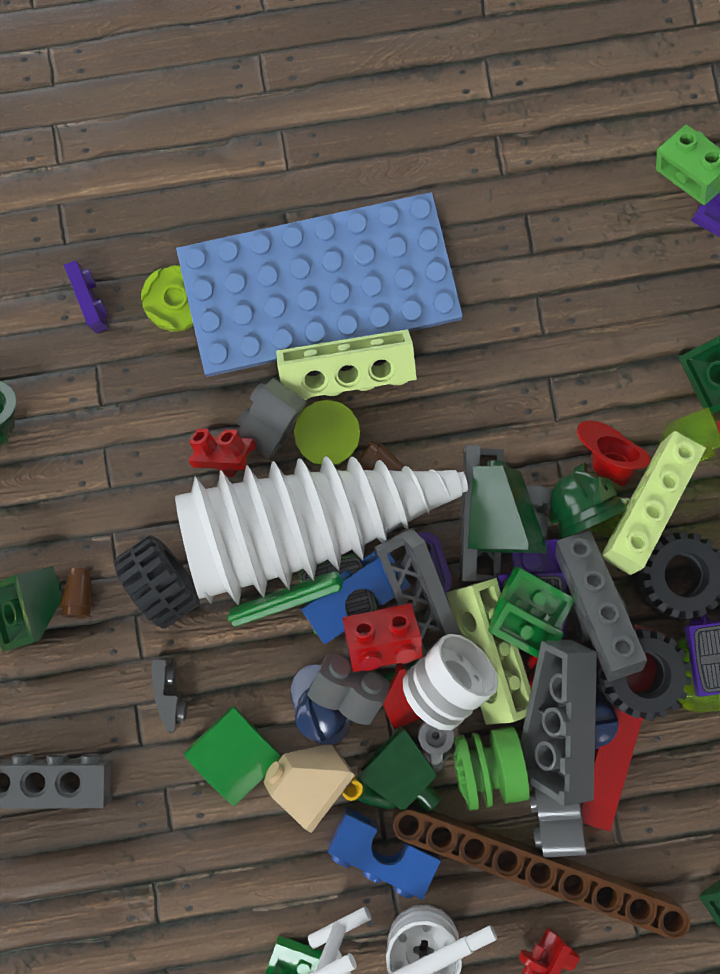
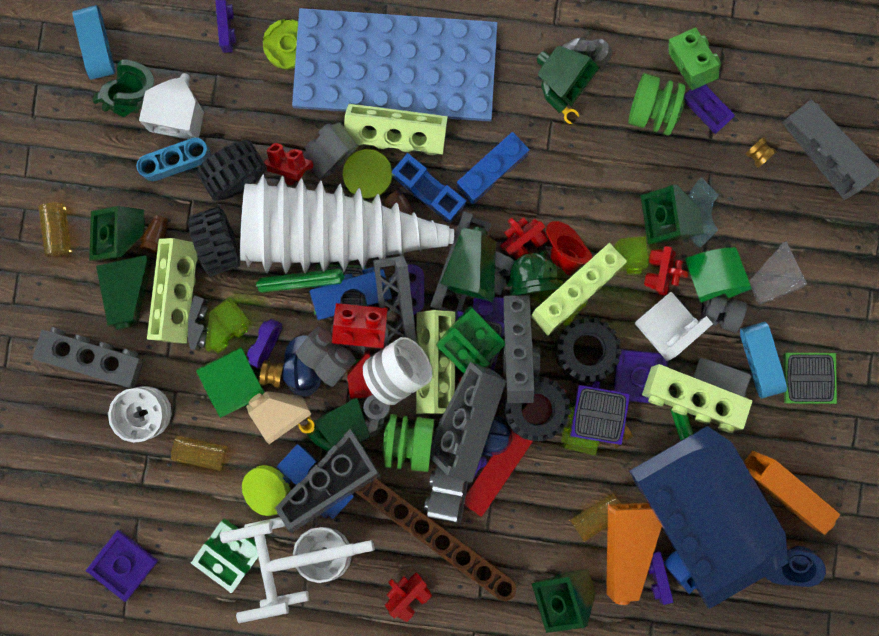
camera: 20 degrees right, 0 degrees up
(50, 425) = (172, 109): none -> white piece
(57, 494) = (161, 159): none -> dark azure beam
(57, 679) = (123, 289): none -> dark green slope
(115, 678) = (166, 279): none -> yellowish green brick
(123, 857) = (125, 416): none -> white wheel
(150, 482) = (229, 170): none -> black tyre
(201, 683) = (224, 324): none -> clear neon green slope
(219, 860) = (198, 453): none -> clear yellow brick
(259, 705) = (268, 336): none -> dark purple plate
(283, 729) = (271, 373): none -> pearl gold wheel
(322, 886) = (264, 489): none -> lime tile
(411, 854) = (328, 483): none -> dark grey wedge
(424, 435) = (427, 189): none -> blue arch
(485, 378) = (492, 167): none -> blue arch
(544, 226) = (570, 70): none -> dark green torso
(547, 451) = (531, 231): none -> red hips
(669, 234) = (657, 104): none -> bright green wheel

